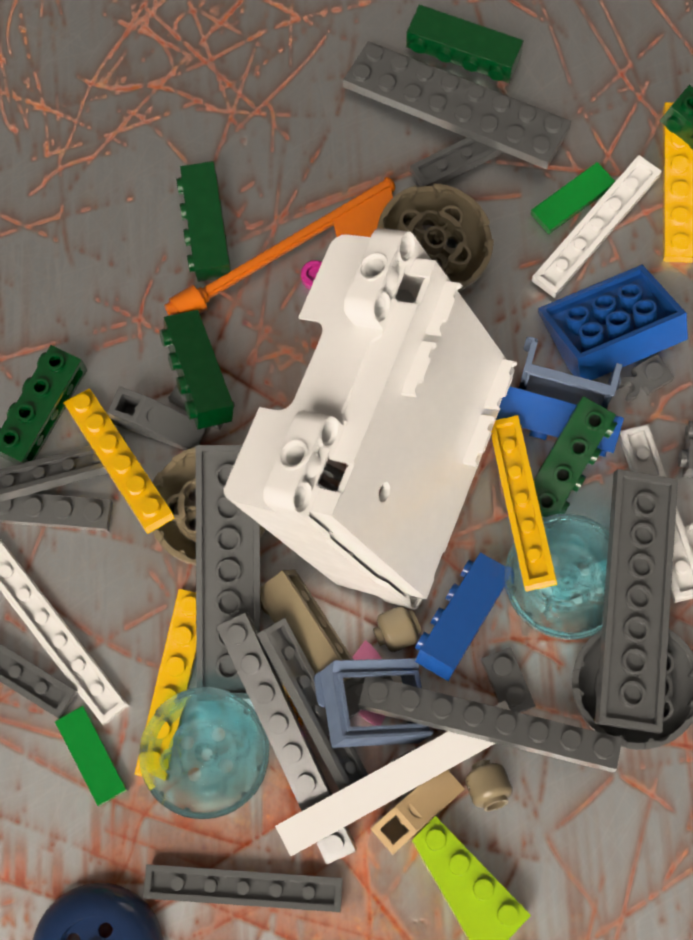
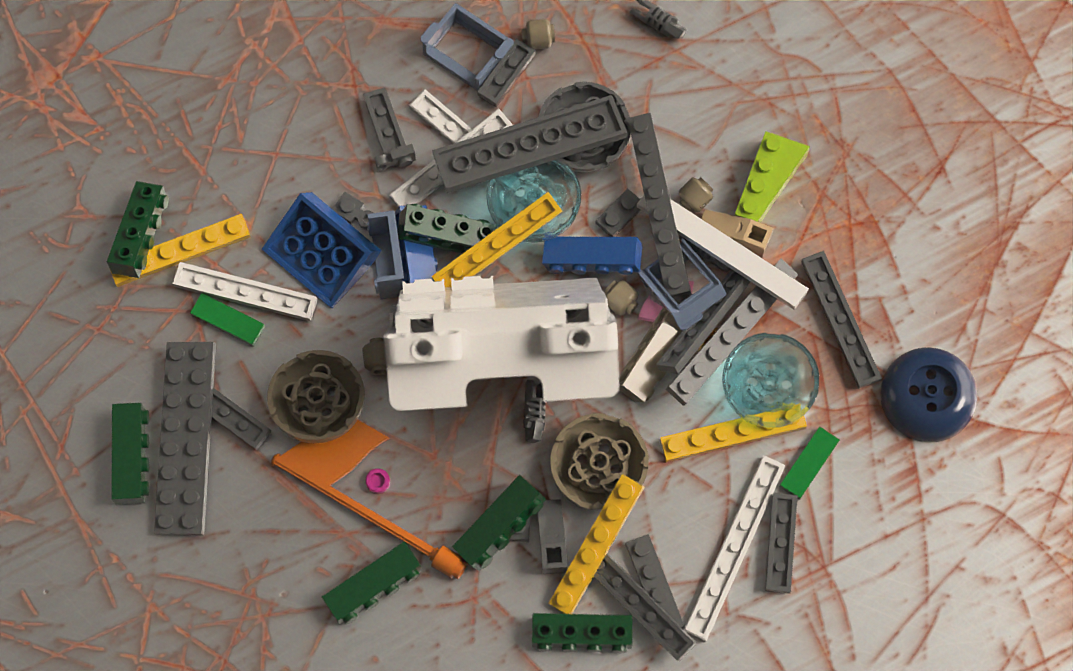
camera: 120 degrees left, 0 degrees up
(224, 567) = (634, 424): dark grey plate -> none

